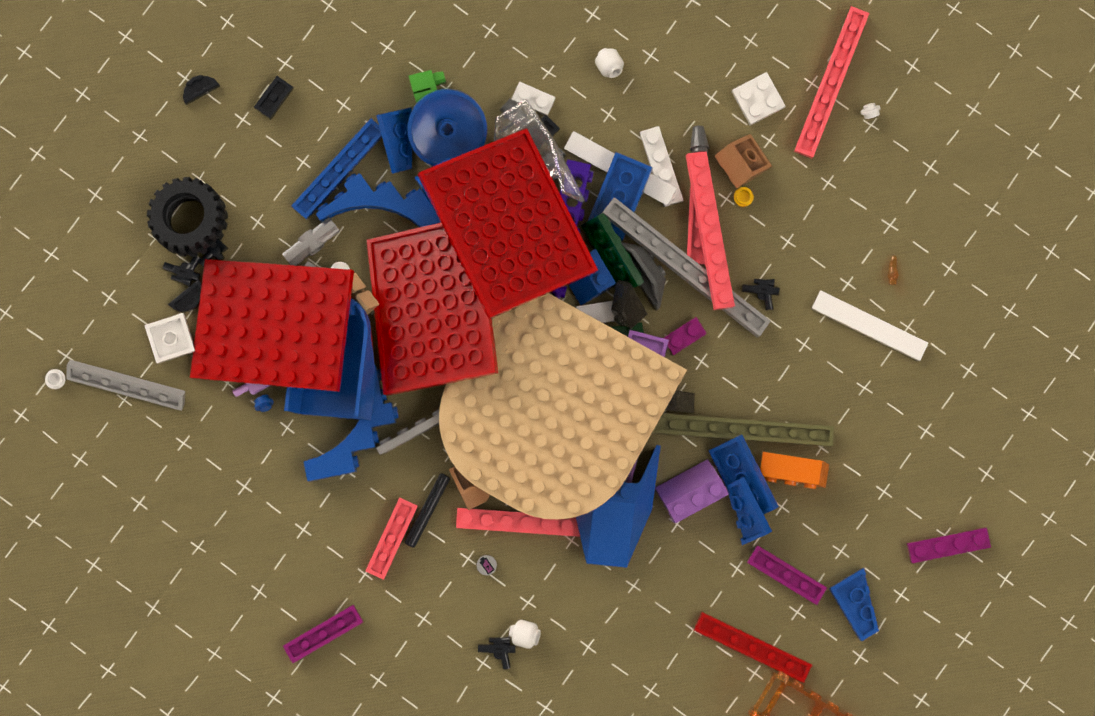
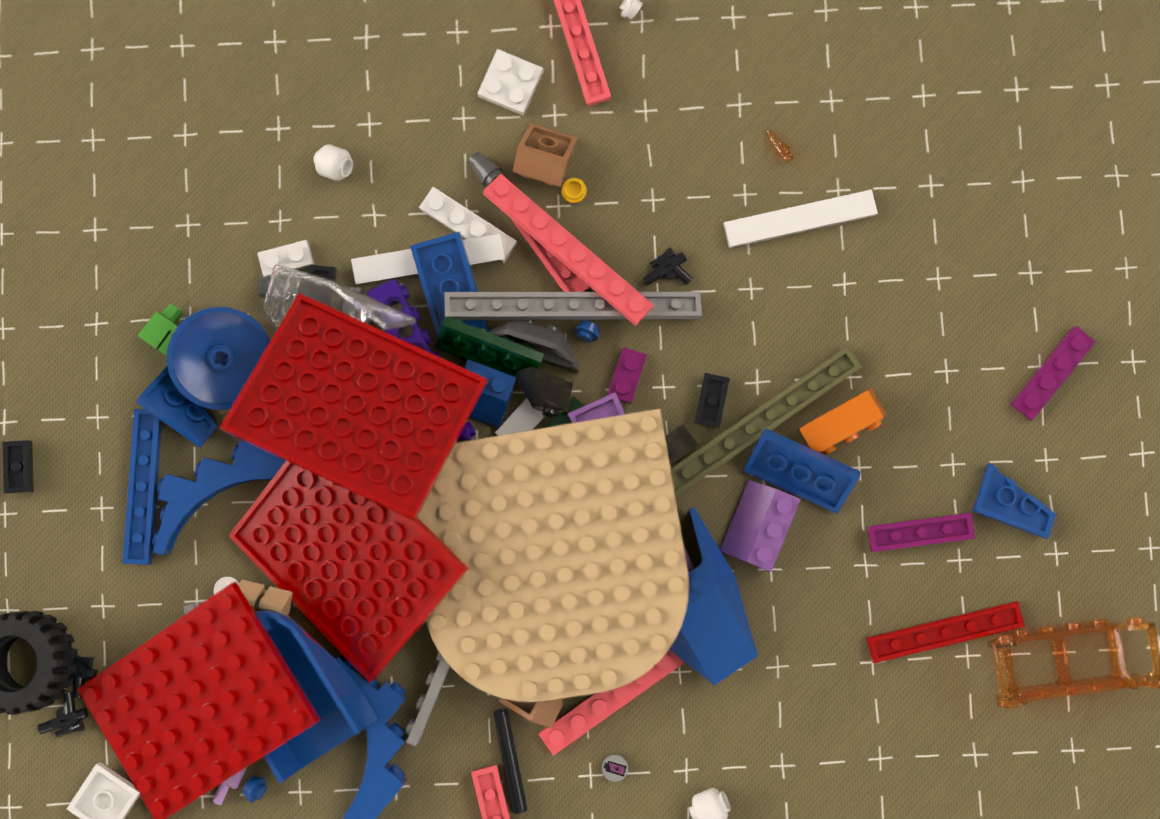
camera: 35 degrees left, 0 degrees up
(188, 299) = (92, 743): black tile -> none
(311, 242) = (173, 584): light grey piece -> none
(681, 290) = (587, 331): none -> blue plate
(723, 393) = (711, 400): none -> black plate
(750, 517) = (837, 502): blue wing -> none

